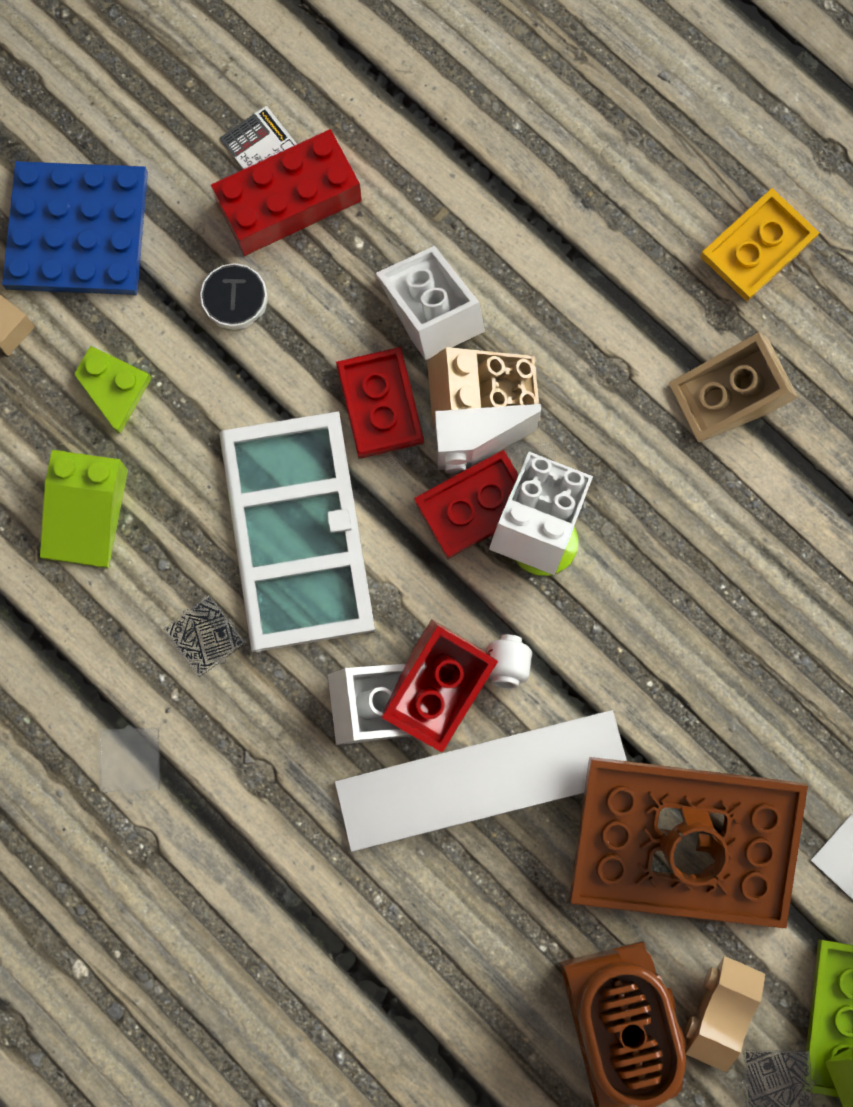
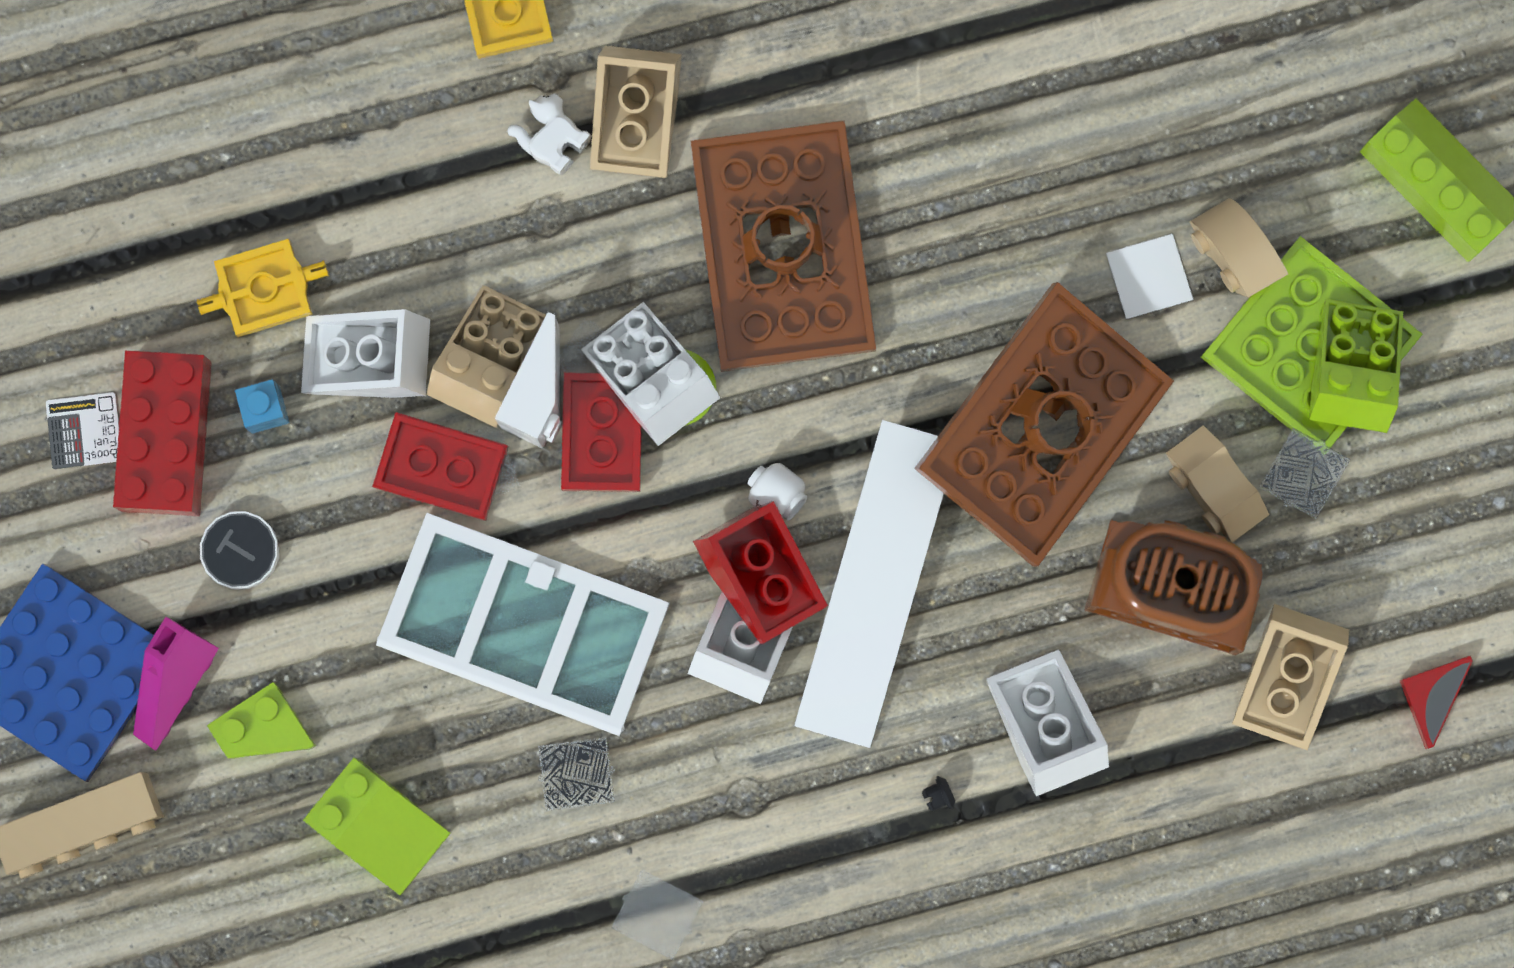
camera: 60 degrees left, 5 degrees up
(116, 296) = (168, 677): none -> dark pink slope
(345, 930) = (940, 793): none -> black piece
(348, 249) = (262, 406): none -> dark azure brick
(436, 202) = (262, 288): none -> yellow plate
(451, 986) = (1049, 723): none -> white slope
(677, 342) = (554, 137): none -> white animal
(748, 521) = (775, 177): none -> dark orange plate

